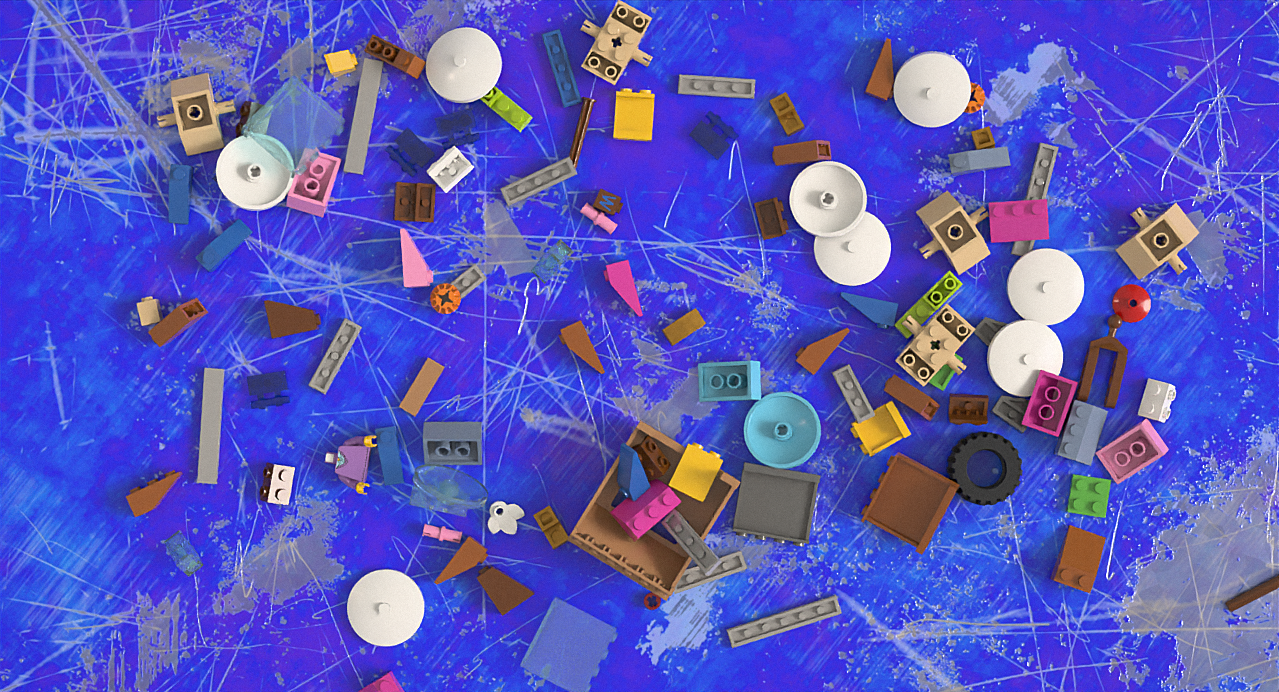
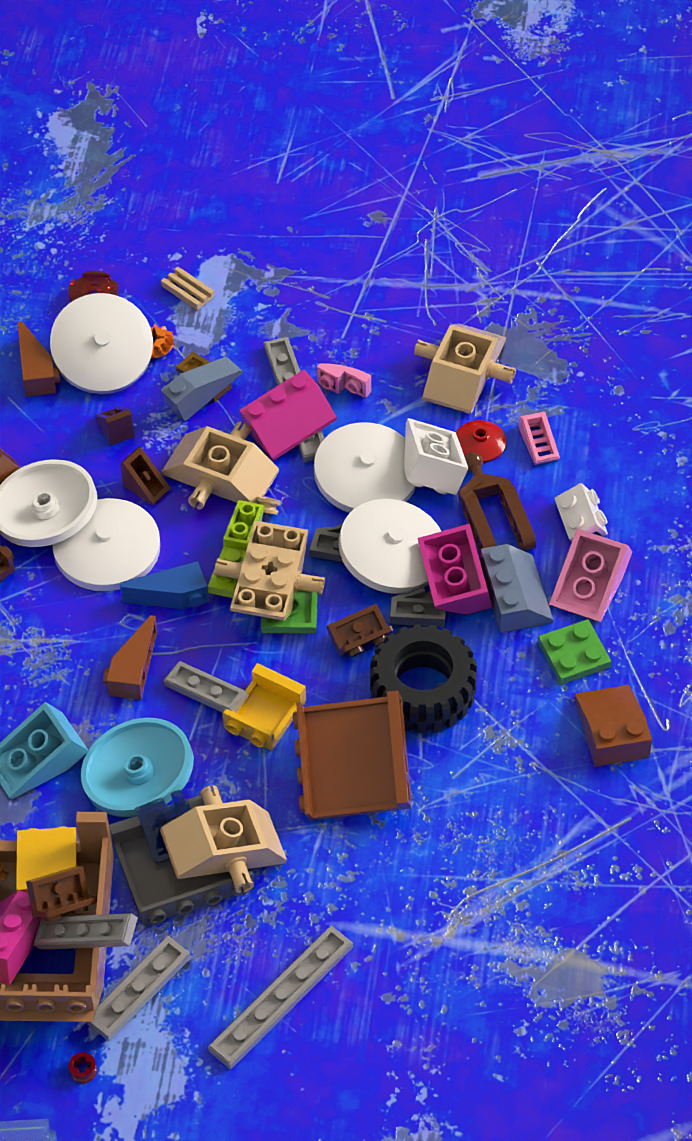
camera: 25 degrees left, 35 degrees down
(689, 510) = (59, 893): none -> reddish brown bracket
(772, 481) = (154, 816): none -> clear blue plate
(788, 513) = (222, 840): none -> tan slope
(902, 214) = (142, 477): none -> reddish brown slope
(908, 153) = (116, 425): none -> slope
(911, 397) = (283, 650): dark orange slope -> none
(951, 22) = (92, 281): none -> clear red plate
(968, 279) = (269, 504): none -> tan bush
(1012, 48) = (190, 285): none -> tan tile
(1067, 202) = (336, 377): none -> bright pink slope
(1091, 306) = (433, 457): none -> white slope
(1175, 327) = (535, 420): none -> bright pink slope

